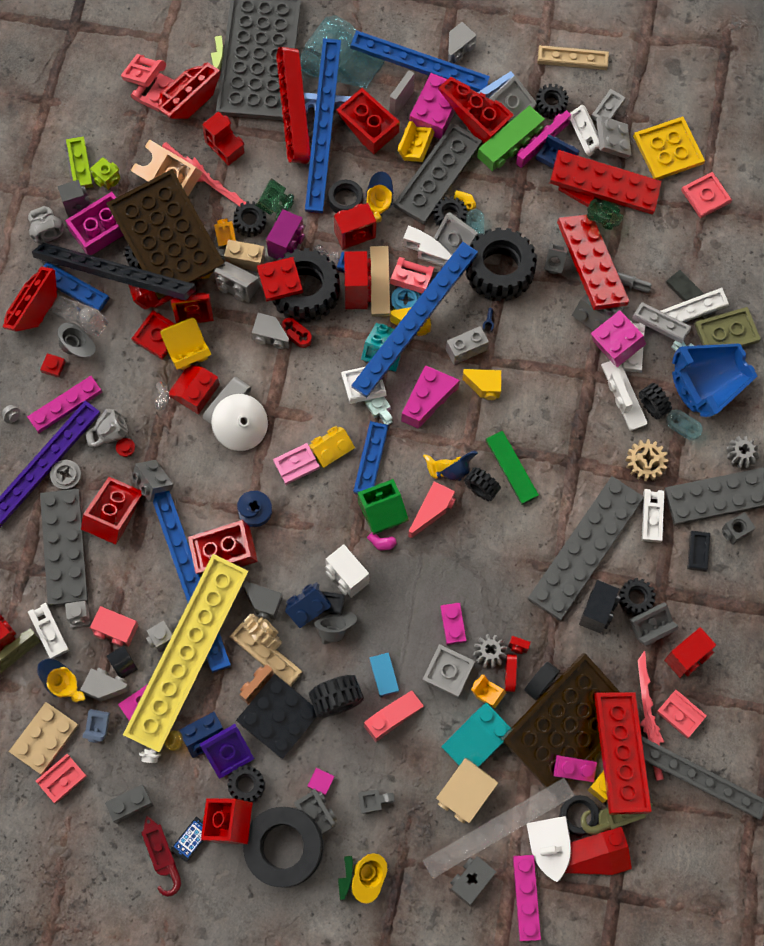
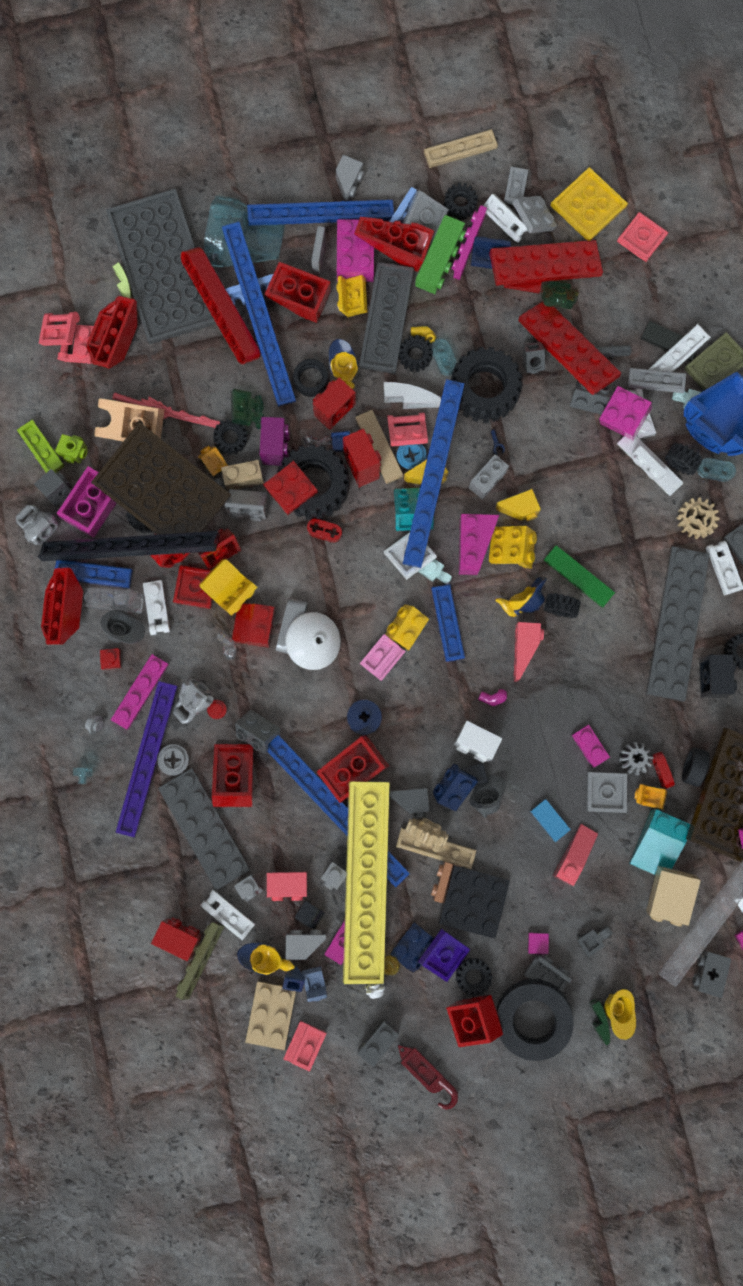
camera: 25 degrees left, 10 degrees up
(78, 713) = (294, 980): none -> dark blue slope
(114, 337) = (156, 607): none -> white plate
(189, 840) = (446, 1048): tile -> none
(221, 139) = (168, 369): red brick -> none
(269, 331) = (299, 539): light grey slope -> none
(336, 696) = (521, 863): black tyre -> none
(382, 506) = (481, 665): green slope -> none
(453, 233) = (431, 374): light grey plate -> none
(462, 414) = (513, 546): none -> yellow bracket
(519, 645) = (659, 741): red plate -> none

